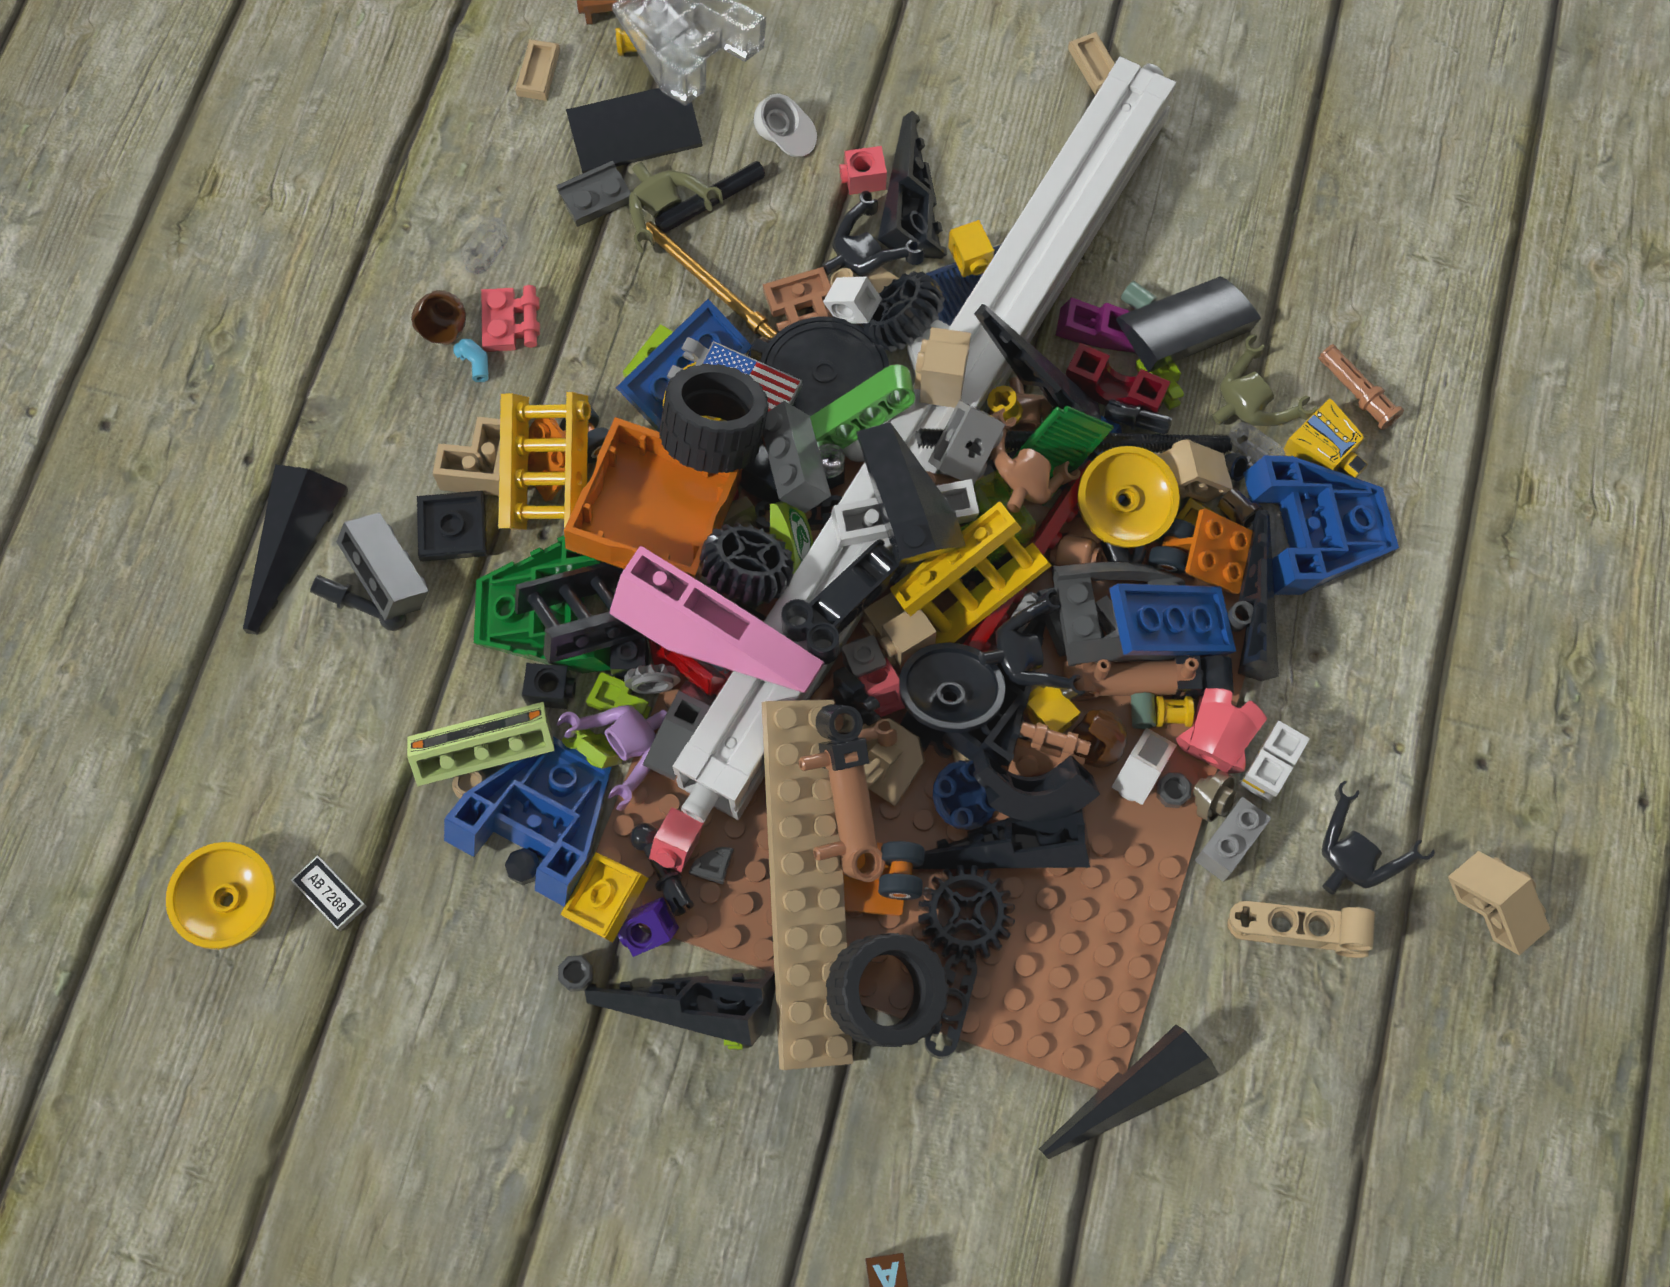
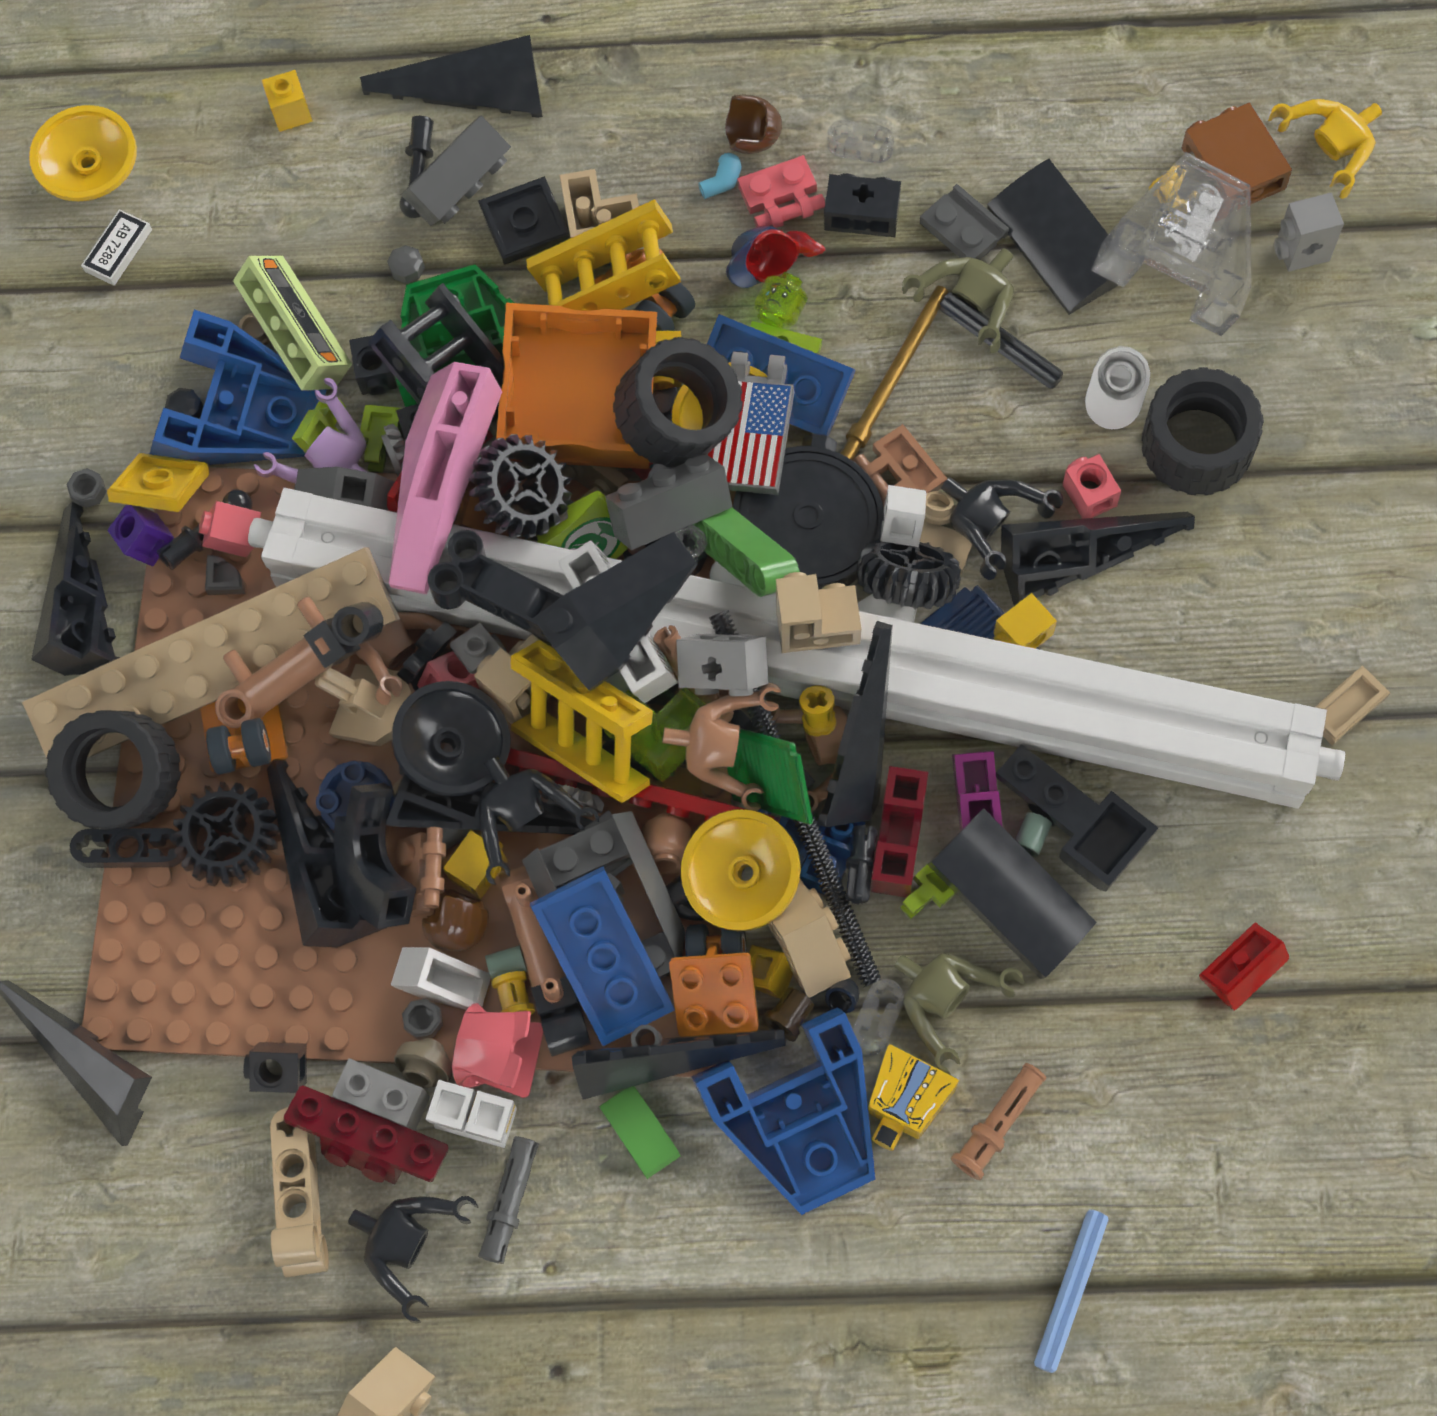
camera: 80 degrees right, 0 degrees up
(242, 696) = (287, 100): none -> yellow brick
(453, 637) = (406, 264): none -> dark grey tile
(538, 70) = (1100, 119): tan tile -> none
(549, 257) = (862, 205): none -> black brick
(565, 338) = (767, 253): none -> red hair
(614, 343) = (781, 300): none -> clear neon green head
(848, 48) = (1209, 392): none -> black tyre
(1152, 247) = (1102, 835): none -> black plate
(1199, 914) = (292, 1060): none -> black brick
(1270, 857) = (365, 1139): none -> dark red bracket
(1277, 191) = (1245, 966): none -> red slope
(1309, 645) = (640, 1131): none -> bright green slope
(1353, 768) = (506, 1208): none -> dark grey pin
(1498, 378) = (1071, 1291): none -> light blue axle

